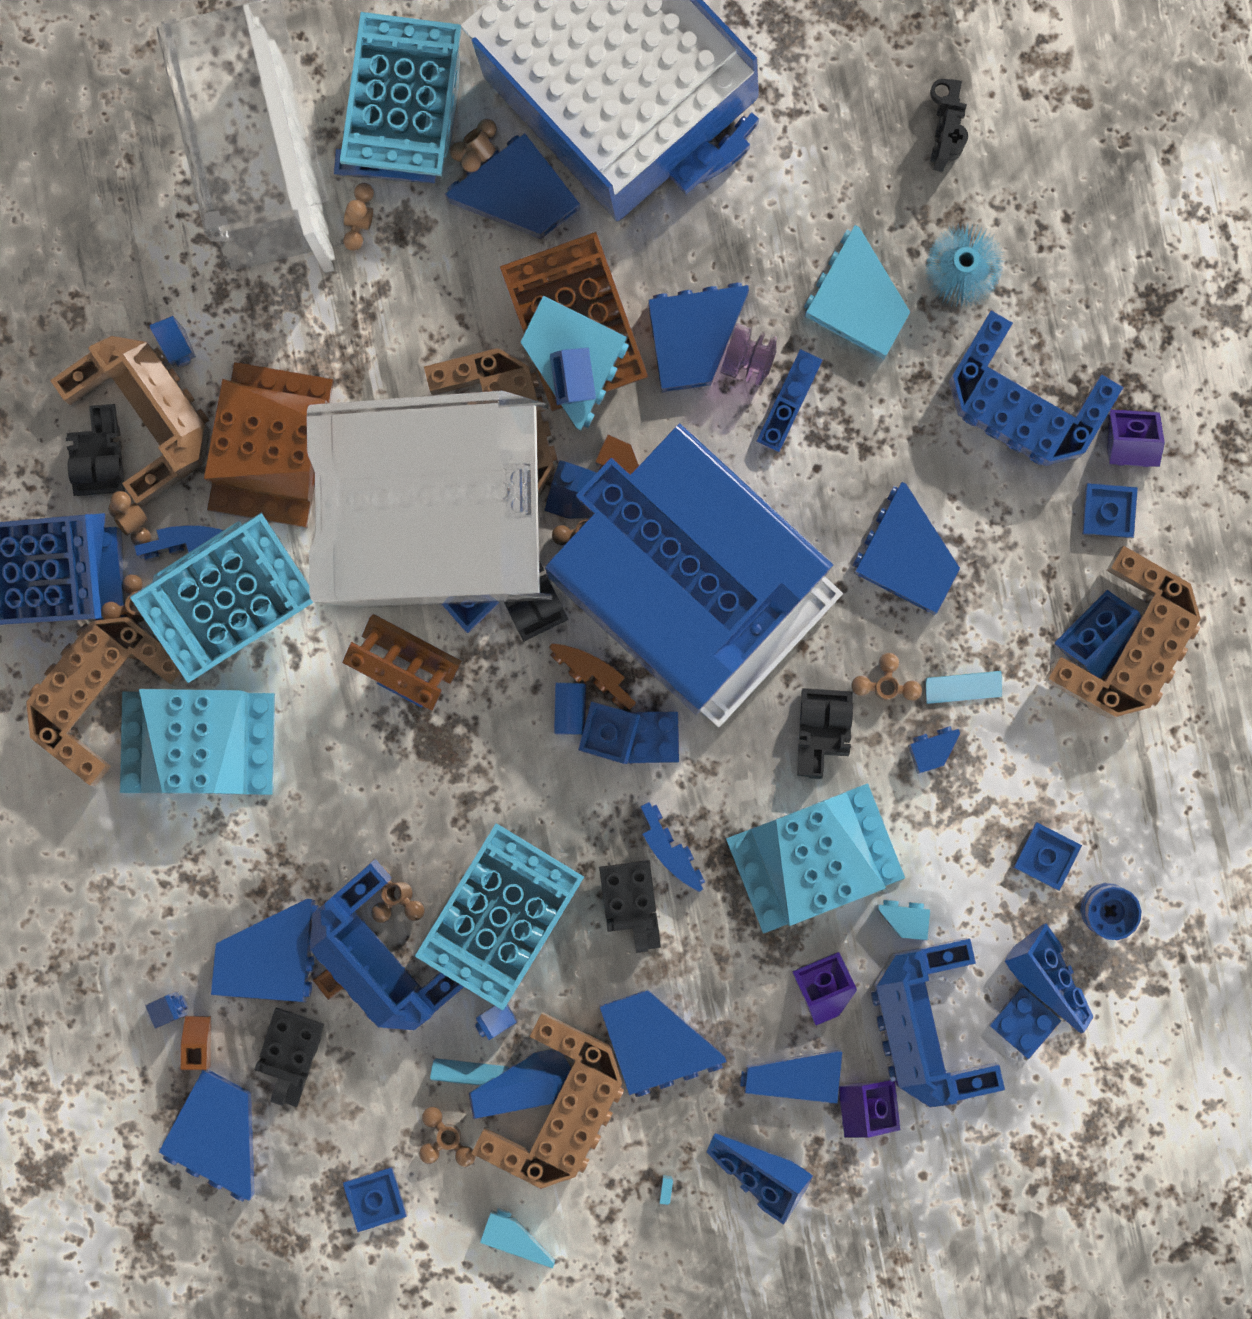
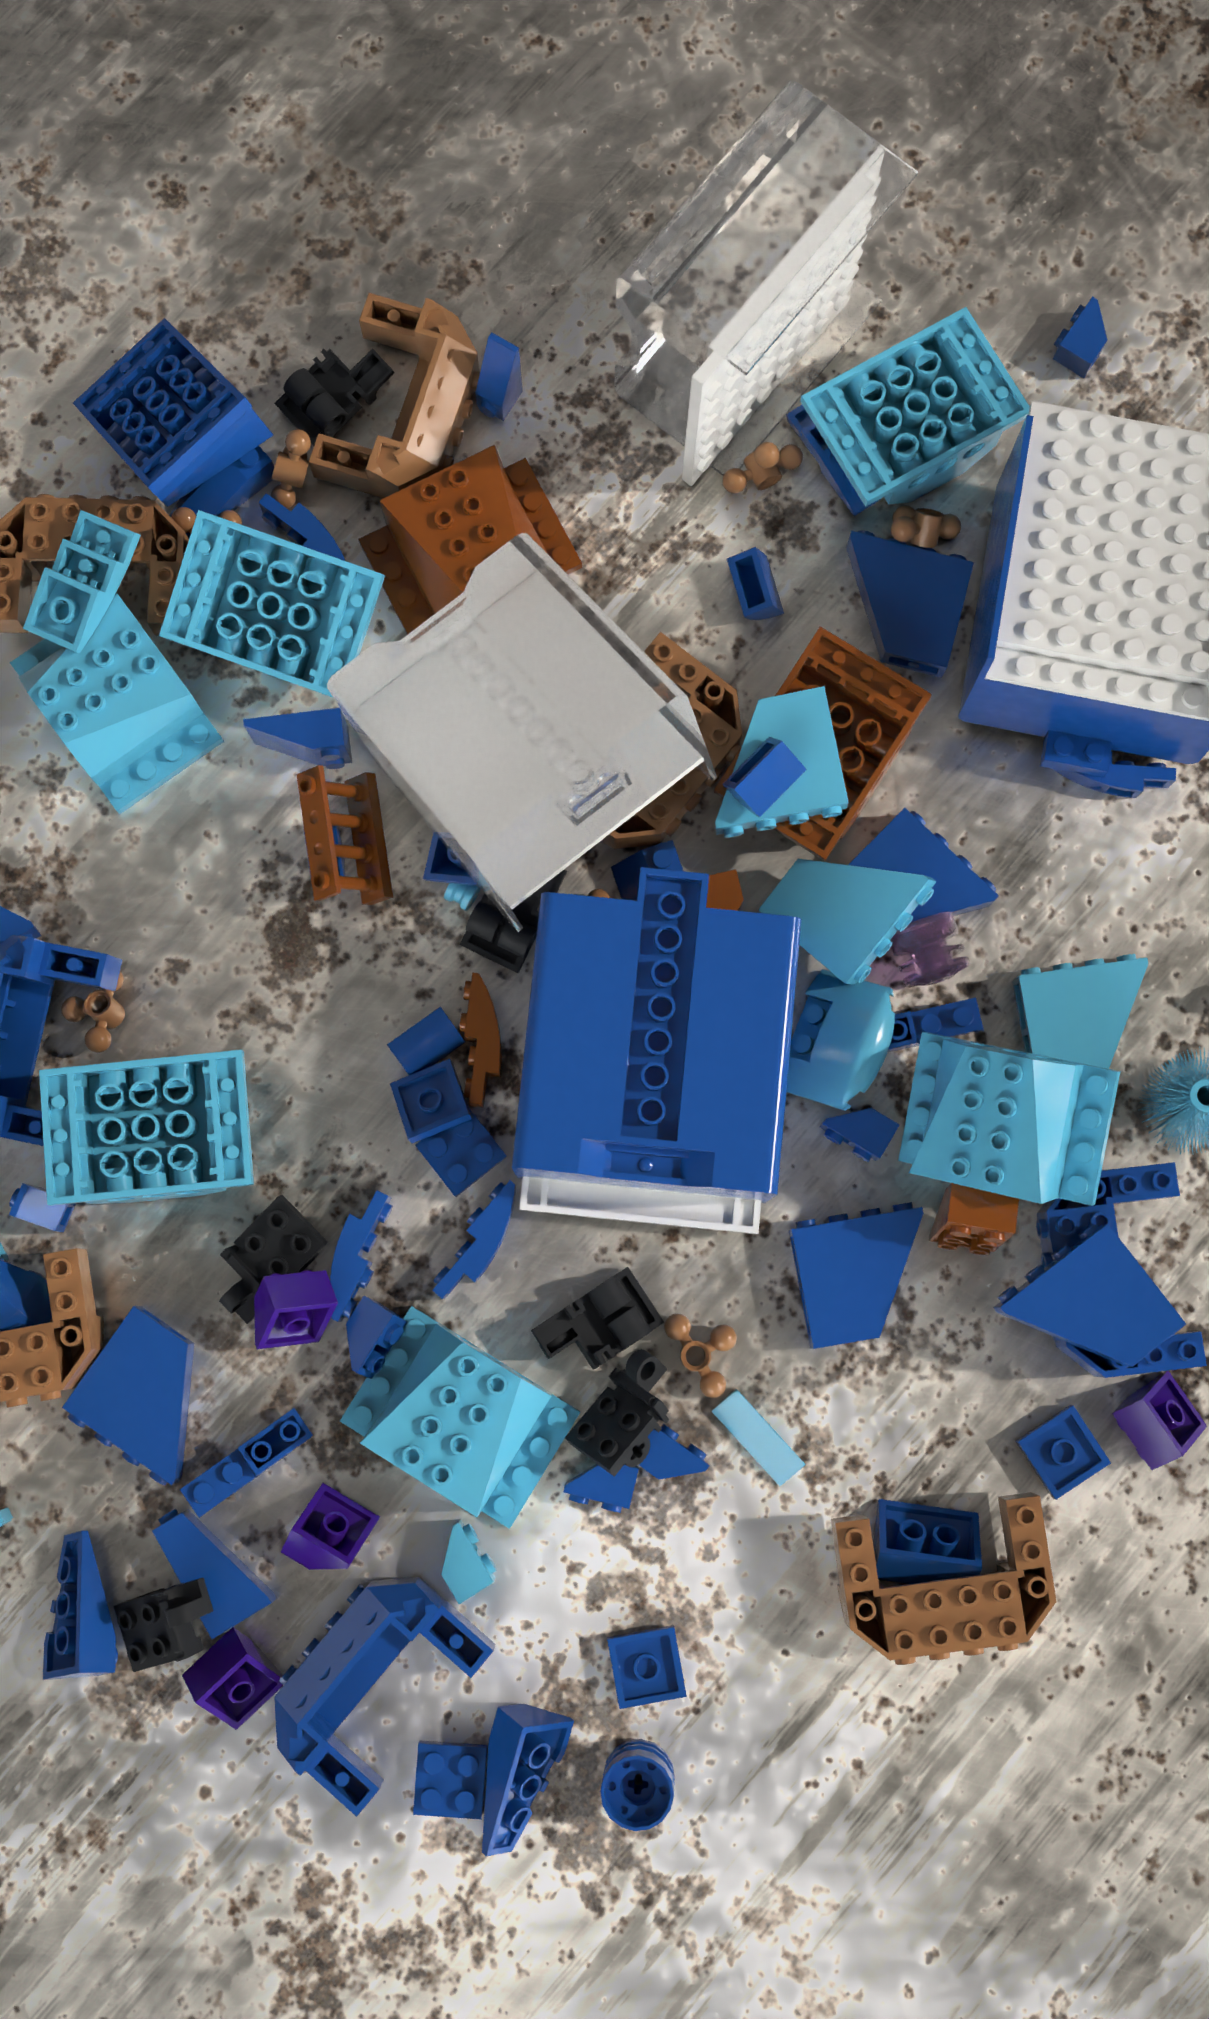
camera: 50 degrees right, 5 degrees down
(115, 705) = (81, 582): none -> medium azure slope
(320, 636) = (310, 736): none -> blue slope
(432, 280) = (755, 585): none -> blue brick
(493, 617) = (462, 894): none -> medium azure wheel
(675, 910) = (293, 1308): none -> dark purple slope
(687, 388) = (847, 911): none -> medium azure slope
(715, 756) = (489, 1230): none -> blue slope
(726, 874) = (371, 1335): none -> blue slope
(746, 1007) = (246, 1463): none -> blue slope
(762, 450) = (839, 1040): none -> medium azure slope
(805, 1127) = (160, 1626): none -> black plate
(829, 480) = (863, 1130): none -> blue slope
(890, 391) = (1008, 1120): none -> medium azure wedge
(892, 760) = (621, 1419): none -> black plate
(920, 799) = (603, 1487): none -> blue slope
(933, 456) = (974, 1220): none -> dark orange slope
(1035, 423) = (1095, 1299): none -> blue slope

